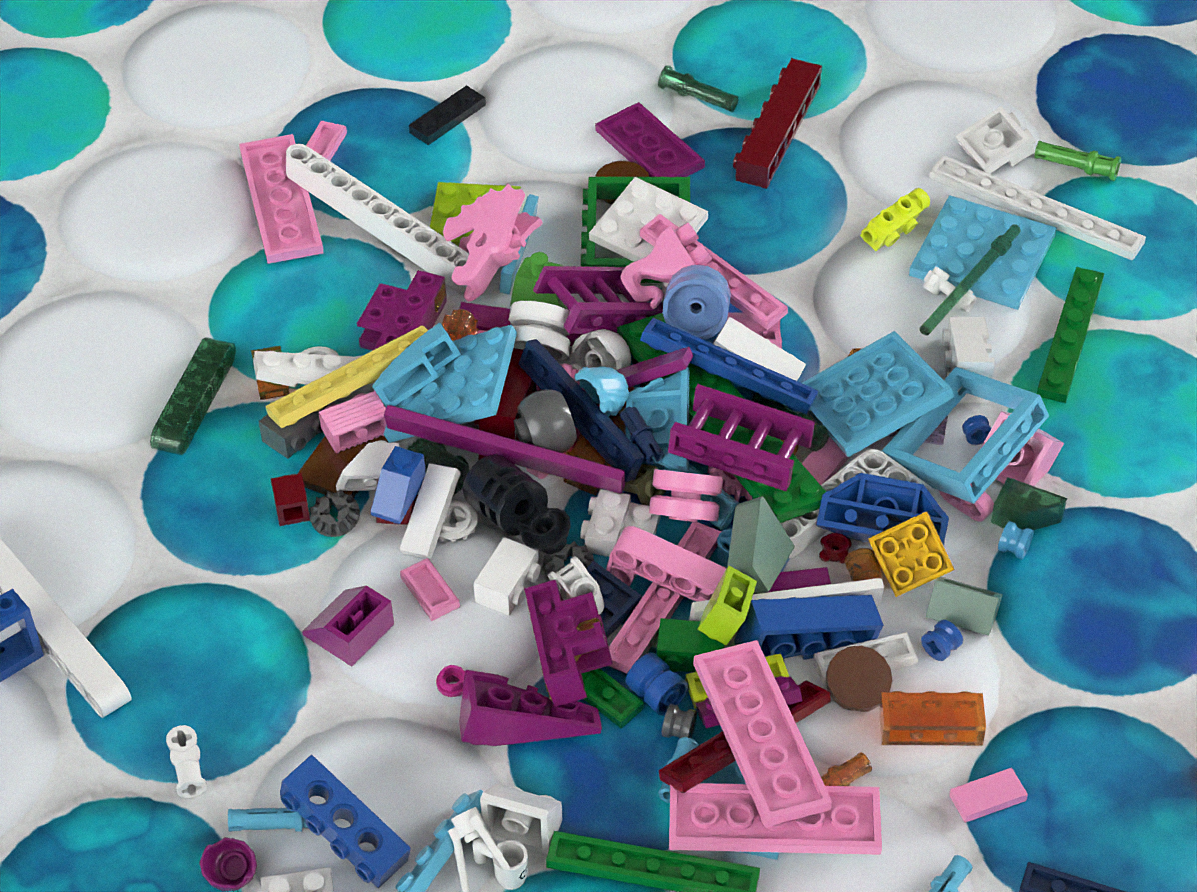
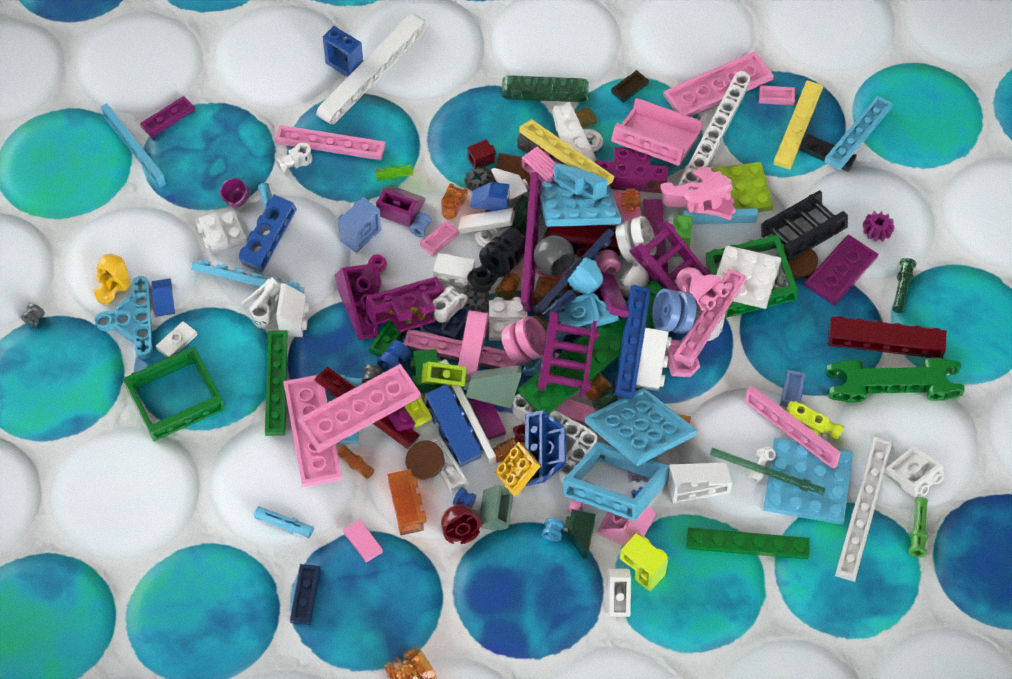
camera: 75 degrees right, 10 degrees up
(171, 706) = (331, 142): none -> bright pink plate
(231, 298) = (630, 86): none -> dark brown tile
(275, 624) = (394, 172): none -> clear neon green pin
(345, 273) = (658, 132): none -> bright pink panel
(366, 554) = (453, 201): none -> clear orange piece
(377, 681) = (359, 224): none -> medium blue container
(386, 133) = (798, 125): none -> light yellow plate
(403, 608) = (420, 224): none -> medium blue bush
(436, 70) = (858, 132): none -> medium azure plate
(575, 507) = (508, 287): none -> clear orange piece
(588, 140) = (811, 238): none -> black fence
(595, 90) = (878, 226): none -> magenta gear
(831, 235) = (793, 387): none -> medium blue tile
(841, 162) = (864, 381): none -> green piece
(904, 238) = (792, 427): none -> bright pink tile
(985, 650) = (460, 524): none -> dark red cylinder
(1101, 432) = (646, 560): none -> neon yellow brick
(1132, 482) = (619, 592): none -> white slope

